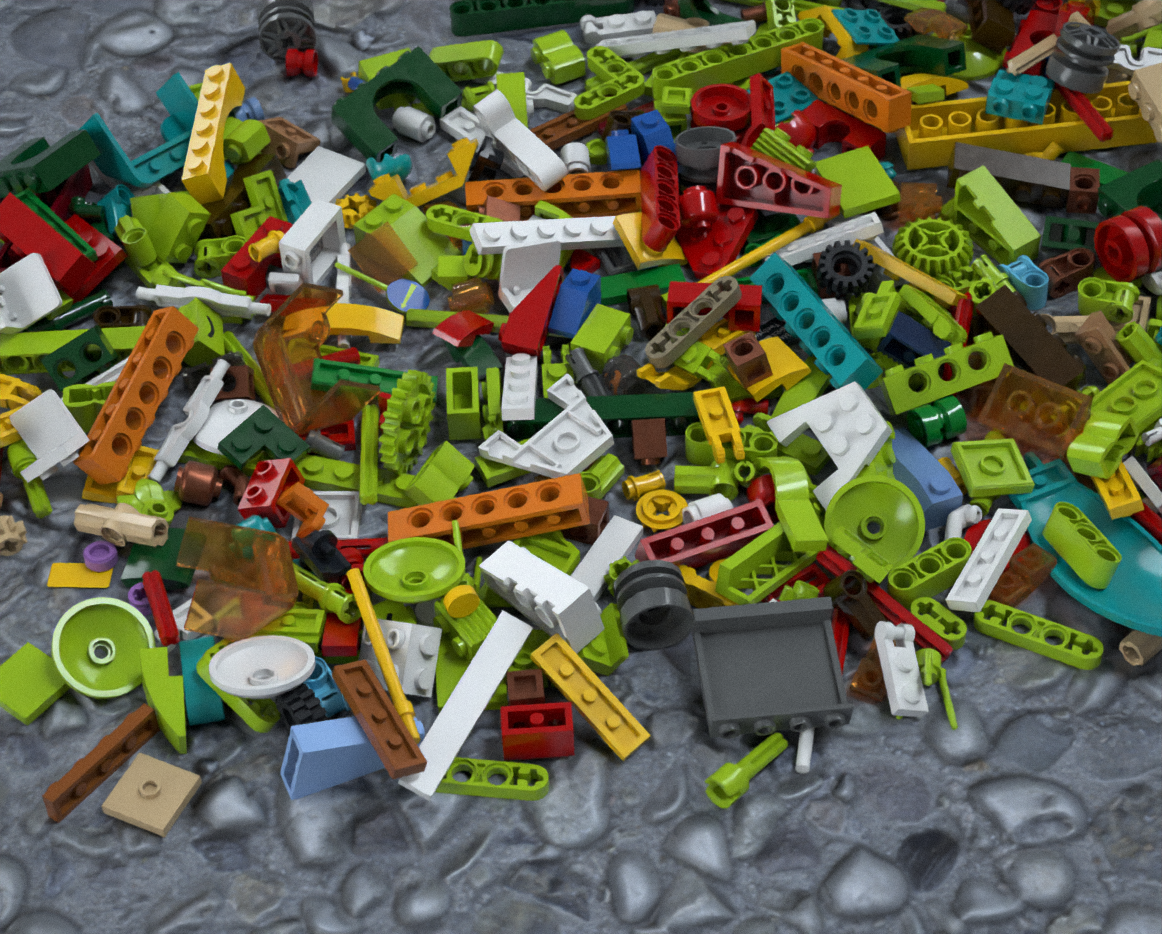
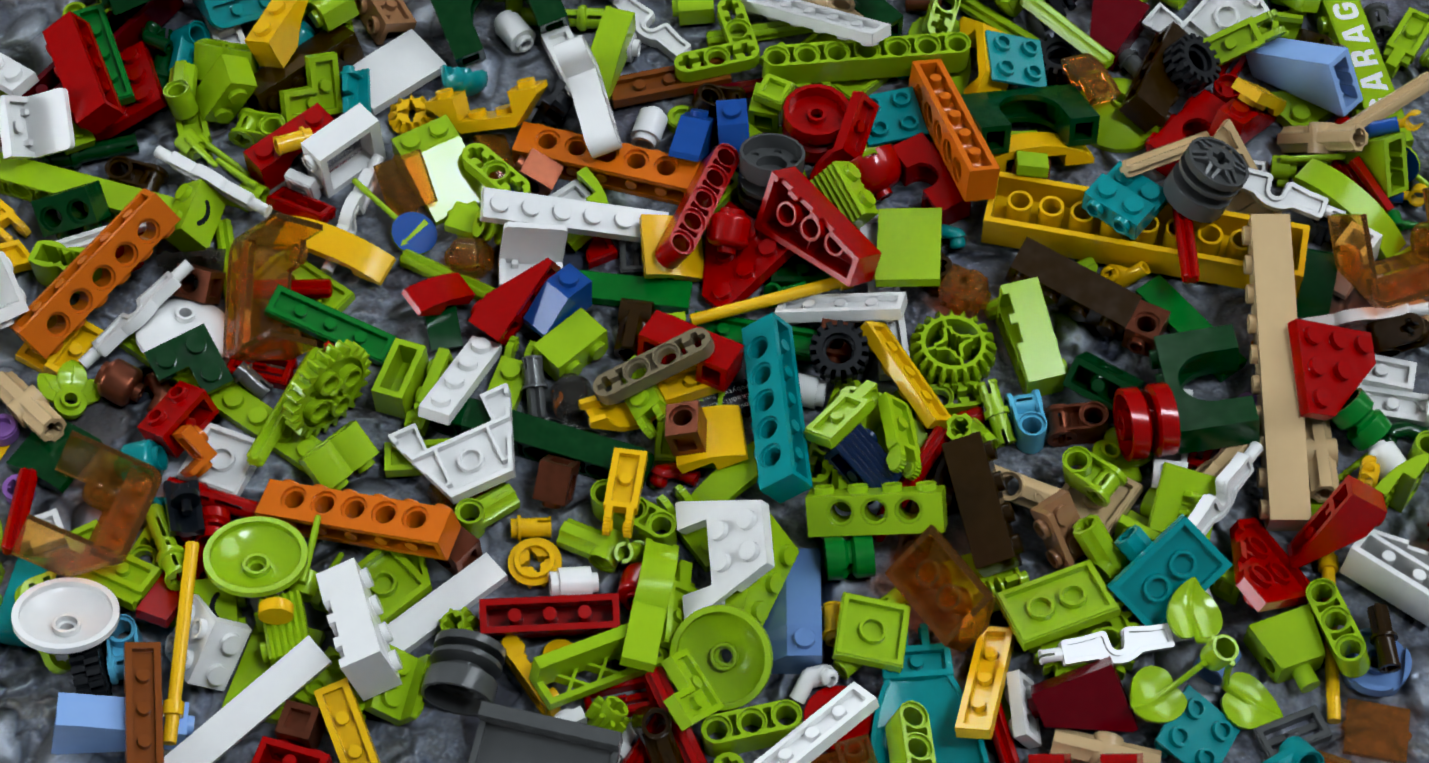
camera: 20 degrees right, 10 degrees up
(1102, 444) = (988, 649): lime brick -> none

